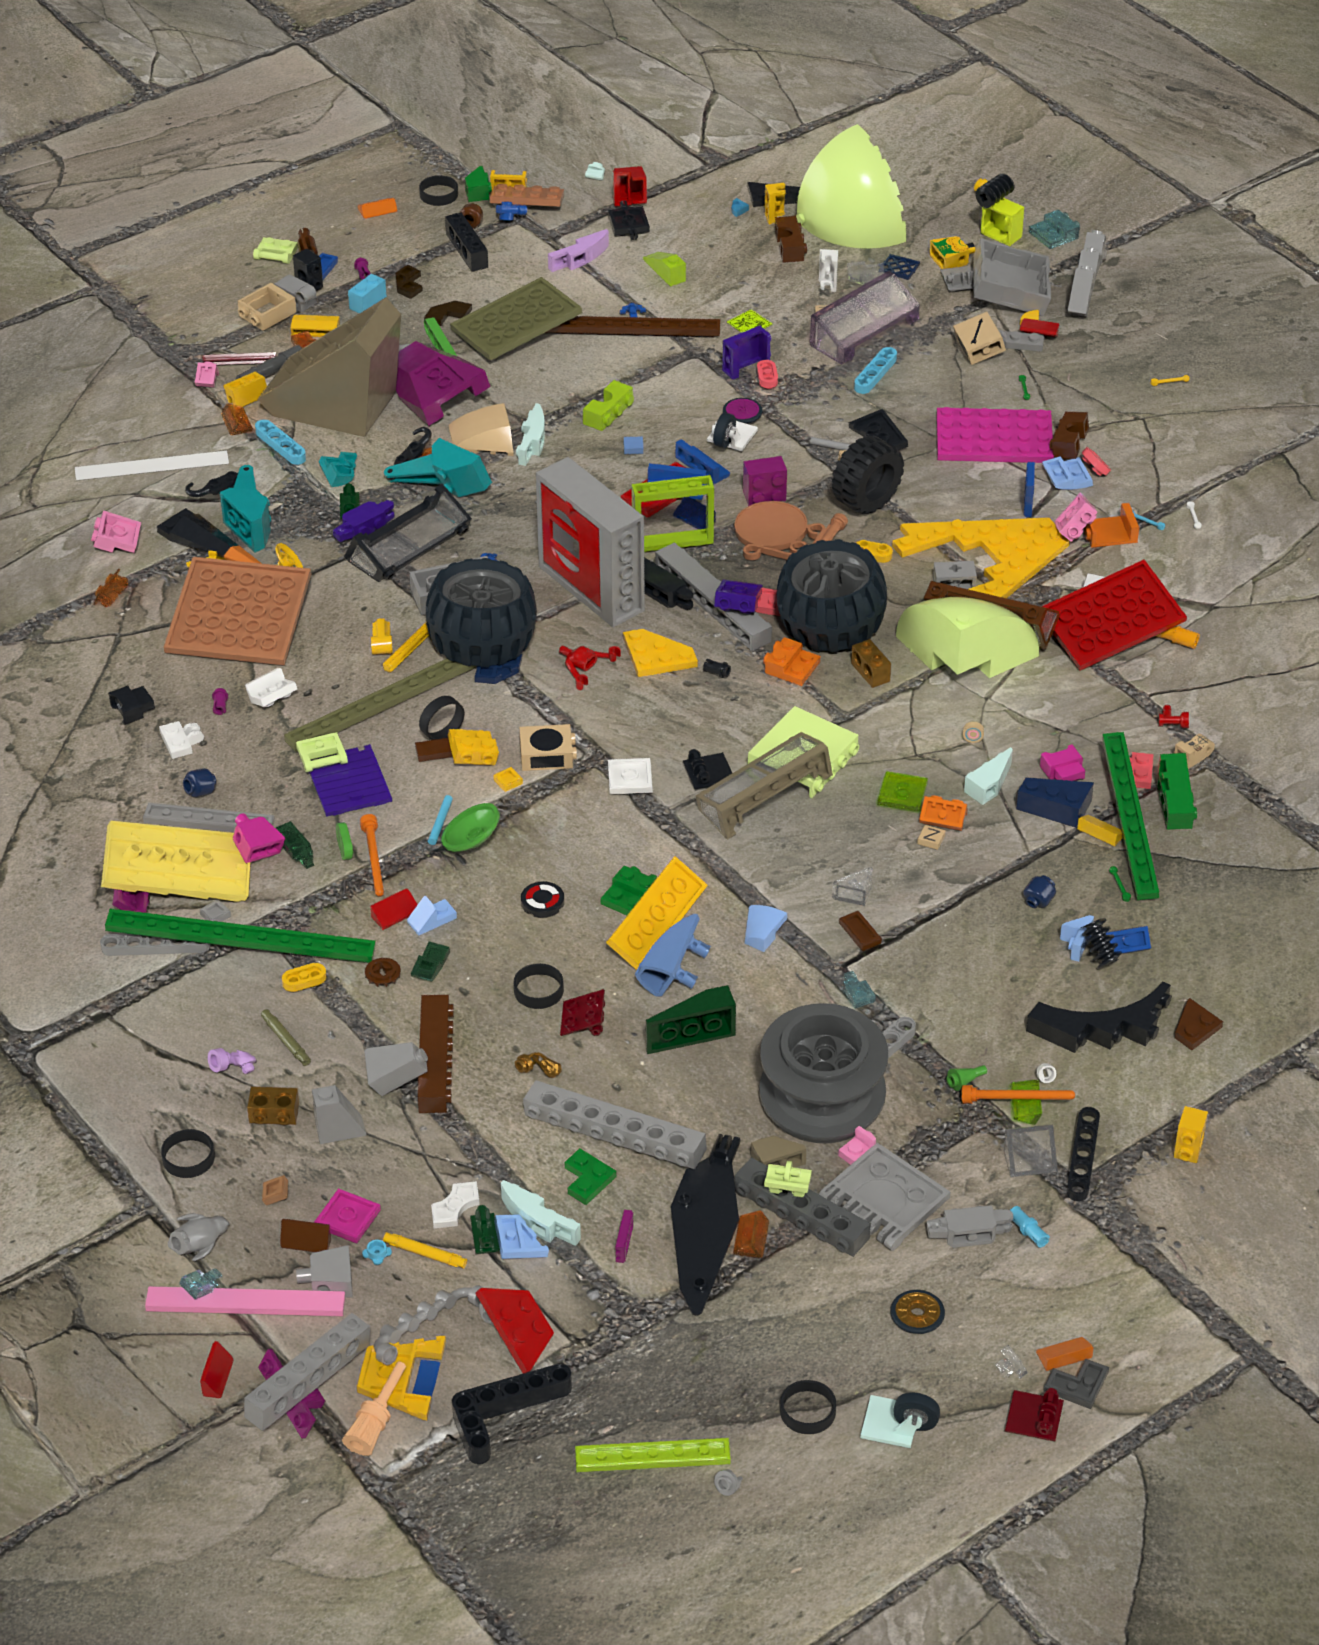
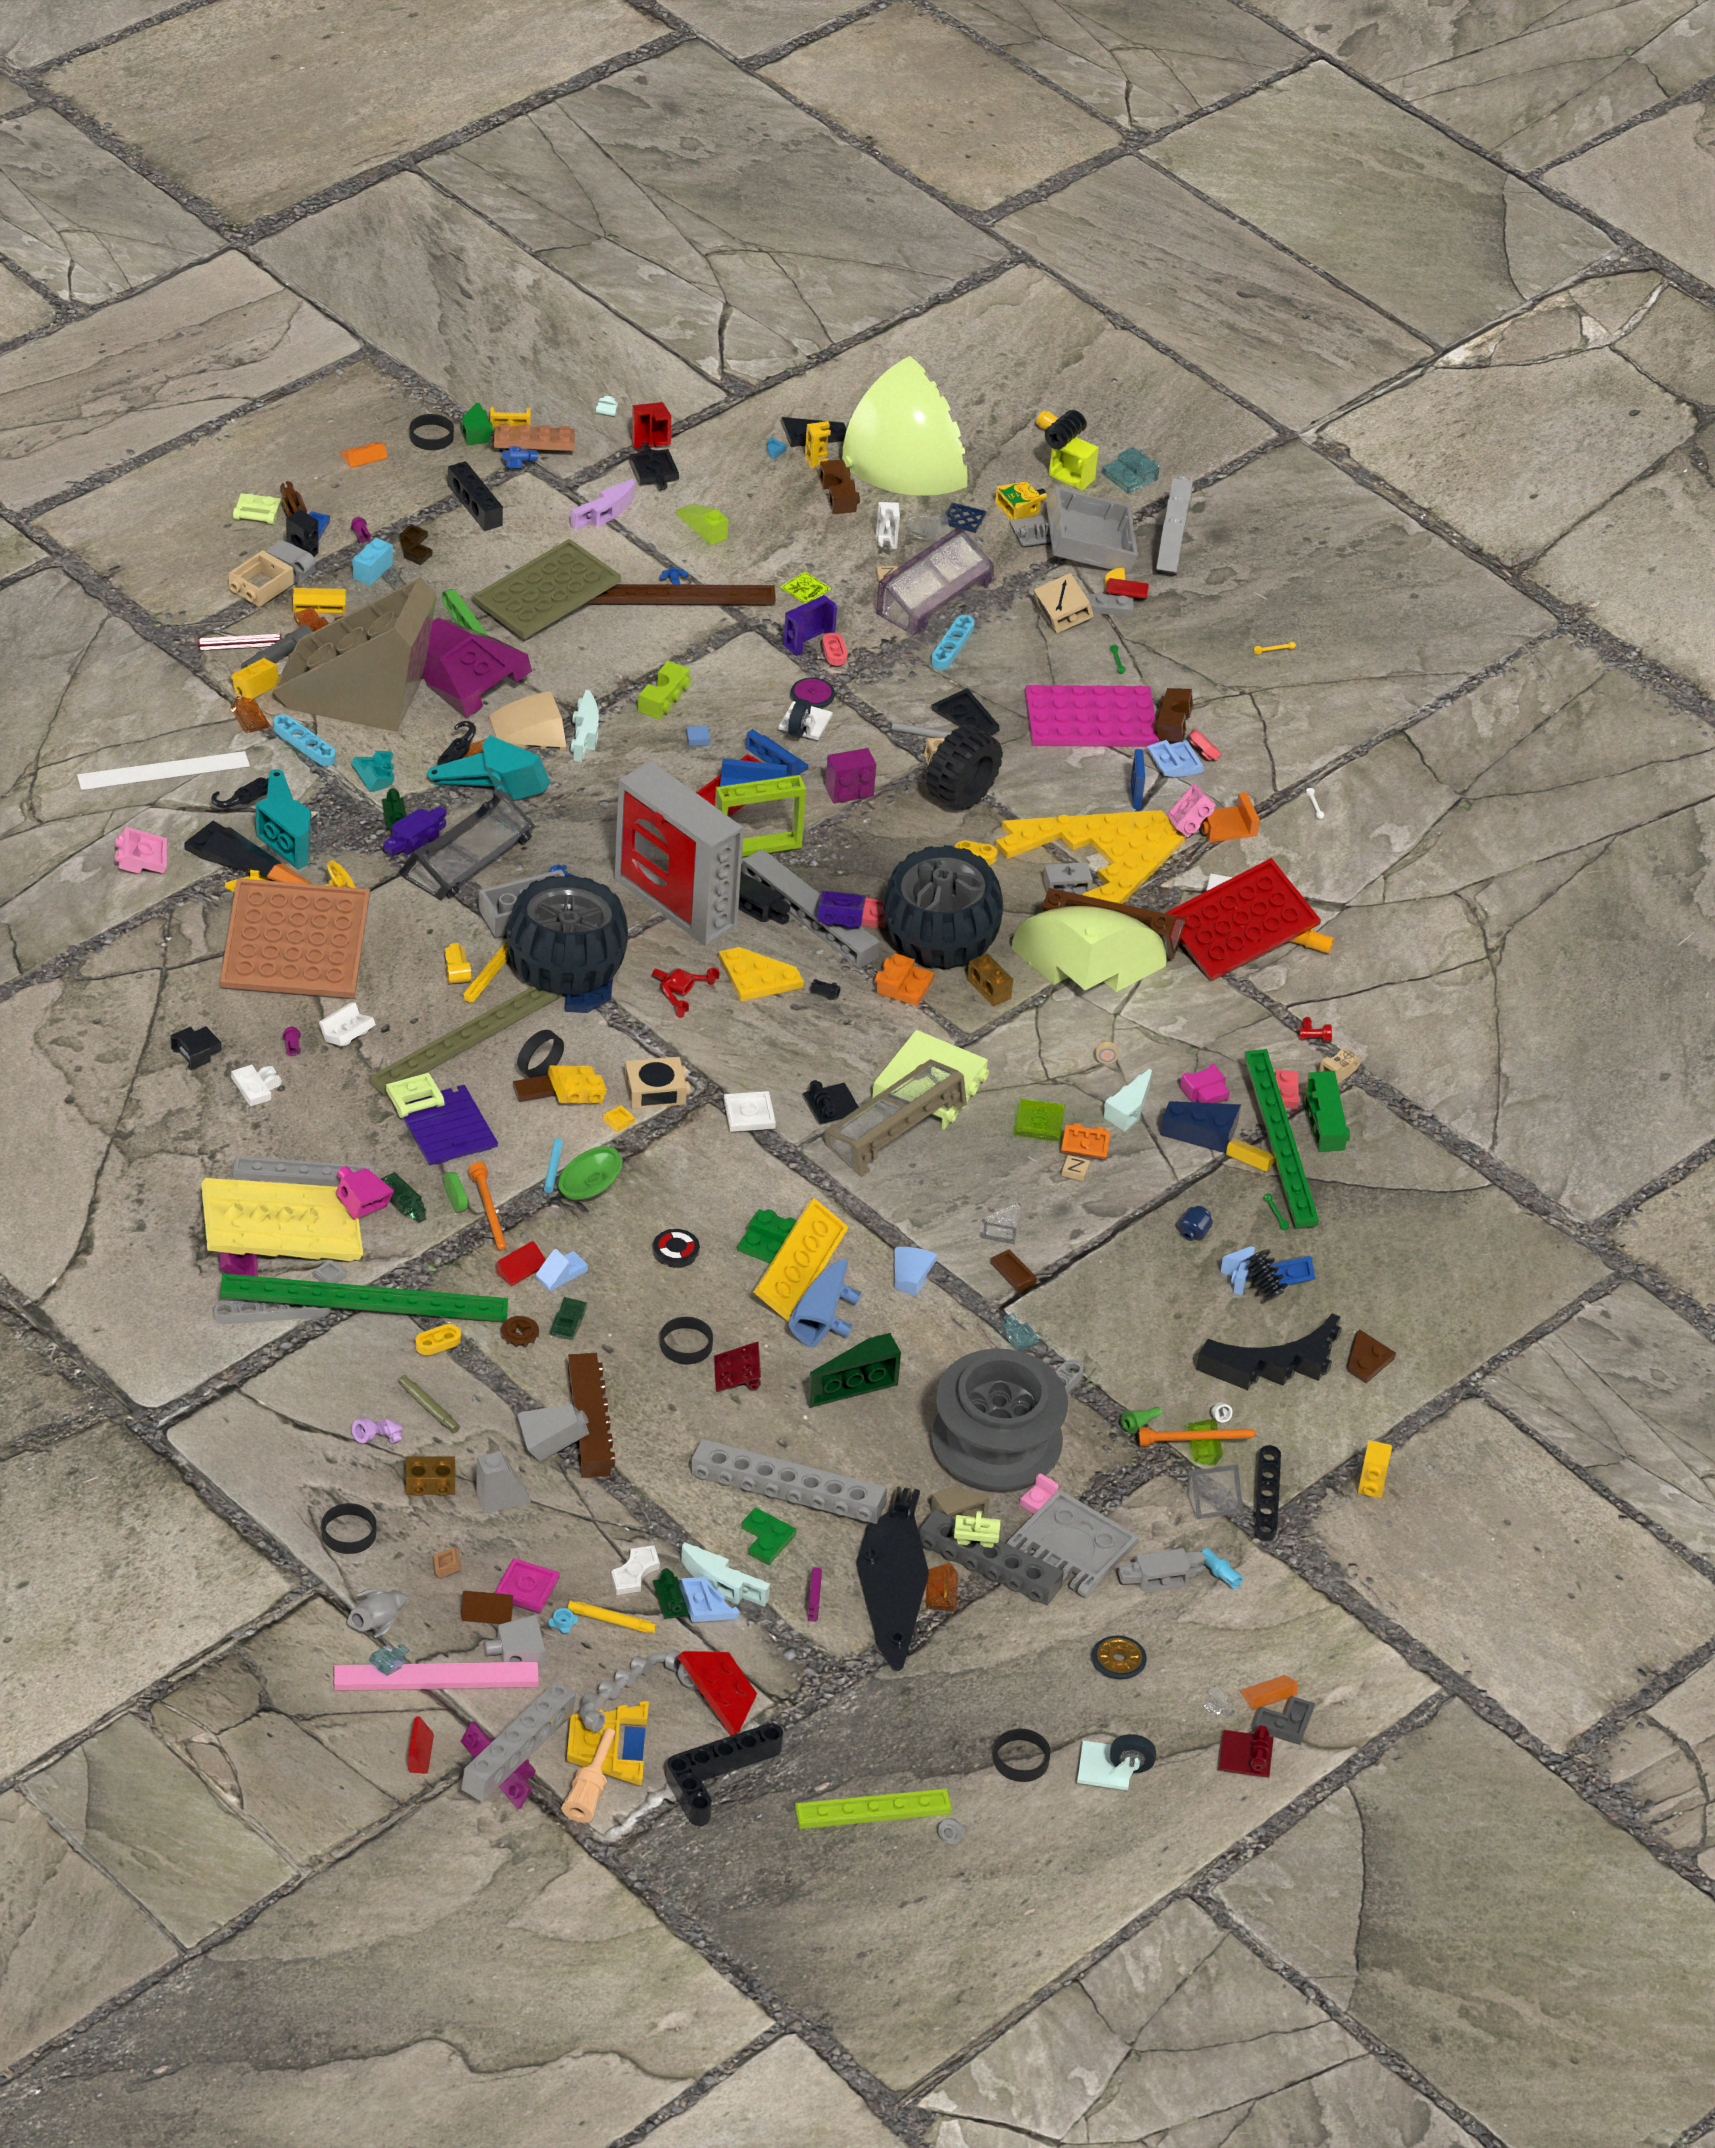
camera: 10 degrees left, 0 degrees up
(106, 593) = (142, 922): clear orange hinge -> none
(199, 782) = (287, 1132): dark blue head -> none
(206, 374) = (207, 661): bright pink bracket -> none
(453, 309) = (472, 577): dark brown tile -> none
(473, 214) = (477, 460): reddish brown head -> none
(525, 1064) = (685, 1422): pearl gold piece -> none
(692, 513) = (775, 814): clear blue slope -> none
(779, 526) = (869, 827): nougat piece -> none
(1161, 526) = (1280, 816): medium azure hinge -> none

